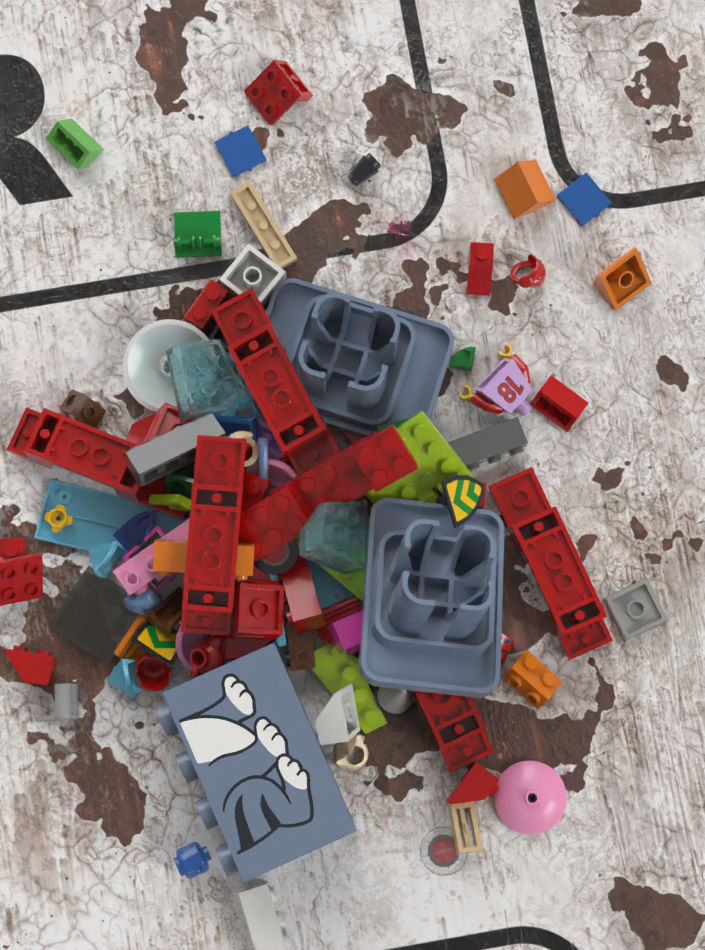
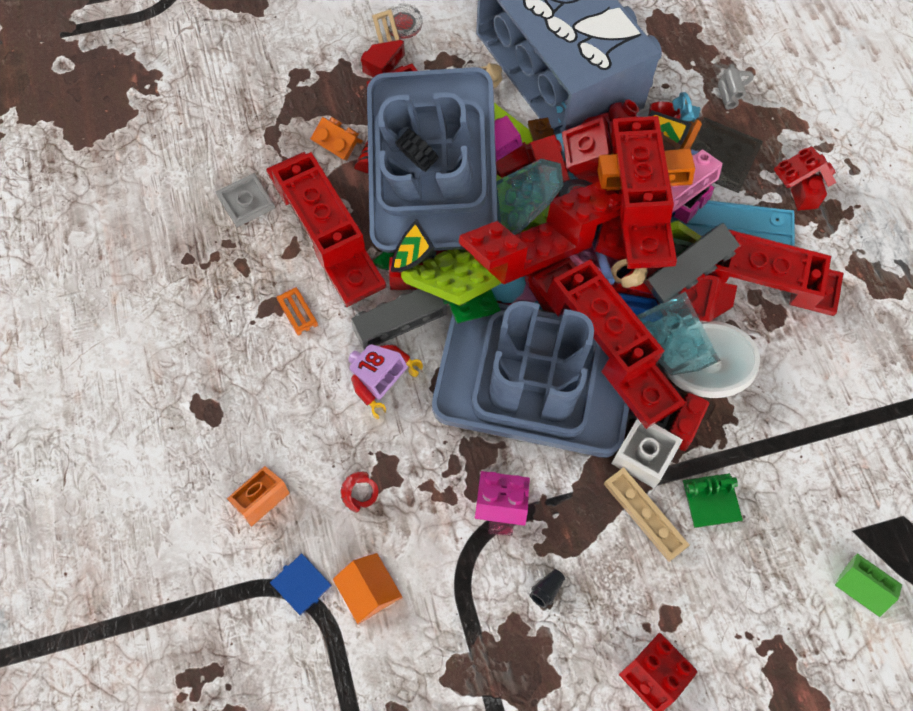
camera: 175 degrees right, 15 degrees down
(33, 667) = (767, 112): red slope -> none
(53, 514) = (780, 218): yellow plate -> none
(83, 408) = (783, 316): reddish brown bracket -> none
(104, 557) = (730, 192): medium azure piece -> none
(136, 529) = (707, 216): clear blue plate -> none
(240, 151) = (686, 599): blue piece -> none
(338, 719) = (505, 78): white slope -> none
(396, 248) = (502, 498): none -> dark pink piece
(452, 581) = (417, 150): none -> black tyre
(463, 359) = (420, 401): green tile -> none
(480, 268) = (410, 492): red slope -> none
(512, 797) = (334, 61): bright pink dish -> none
(559, 403) = (320, 365): red brick -> none
(598, 483) = (305, 325): none -> orange tile

